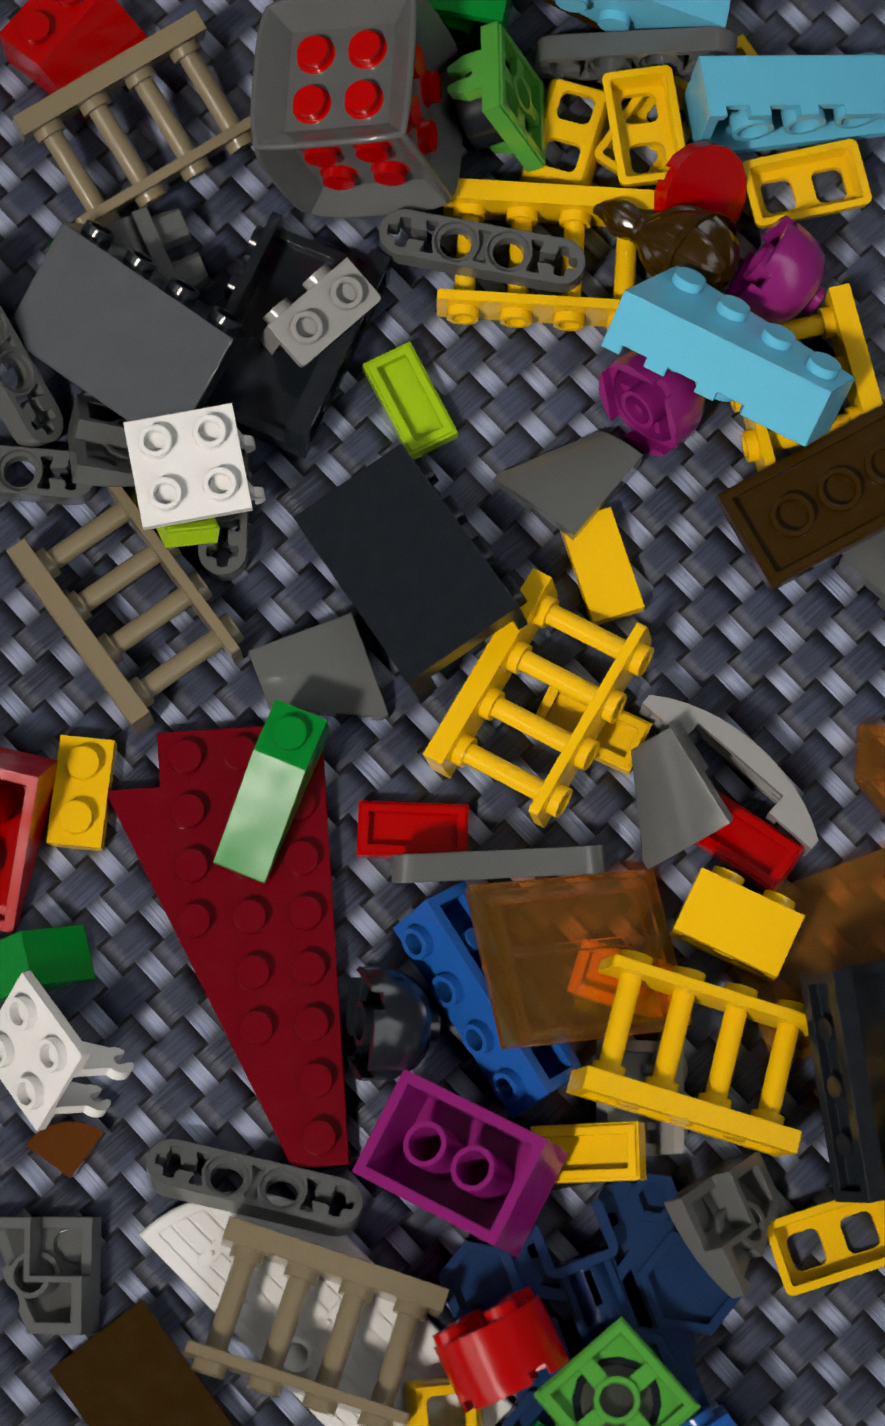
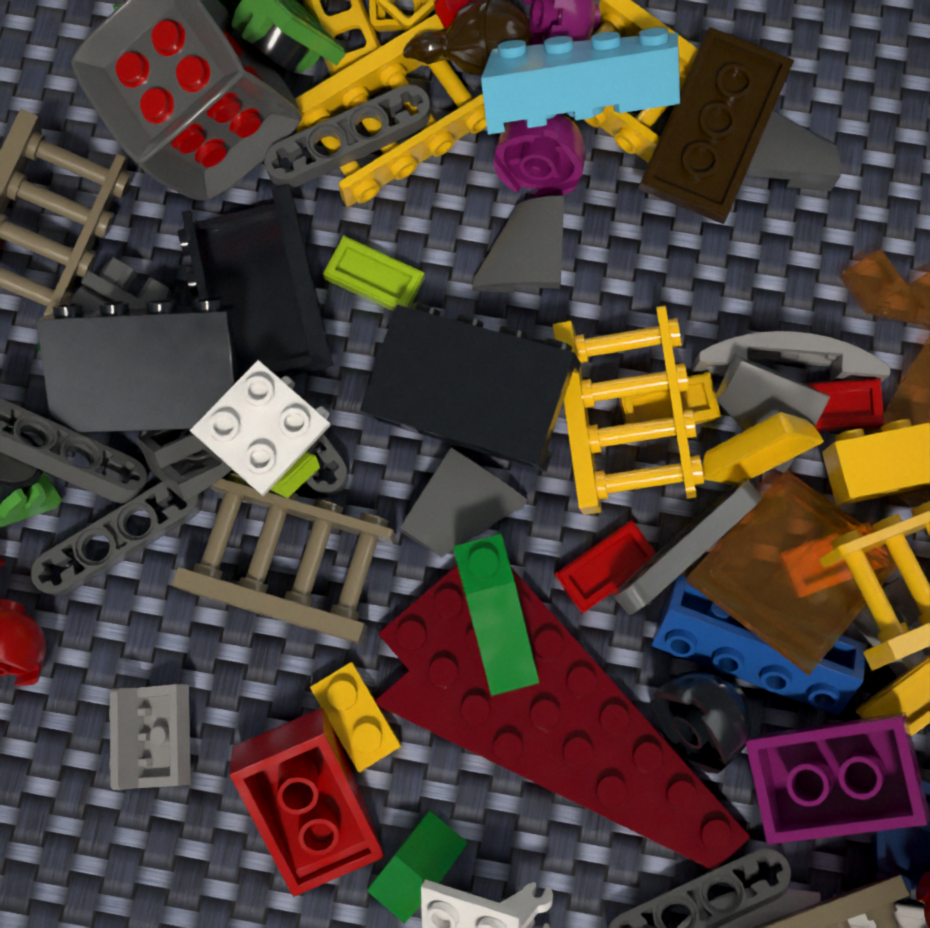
camera: 35 degrees left, 0 degrees up
(321, 315) = (272, 255): light grey bracket -> none
(603, 570) = (594, 294): yellow tile -> none
(630, 824) = (760, 449): none -> yellow piece

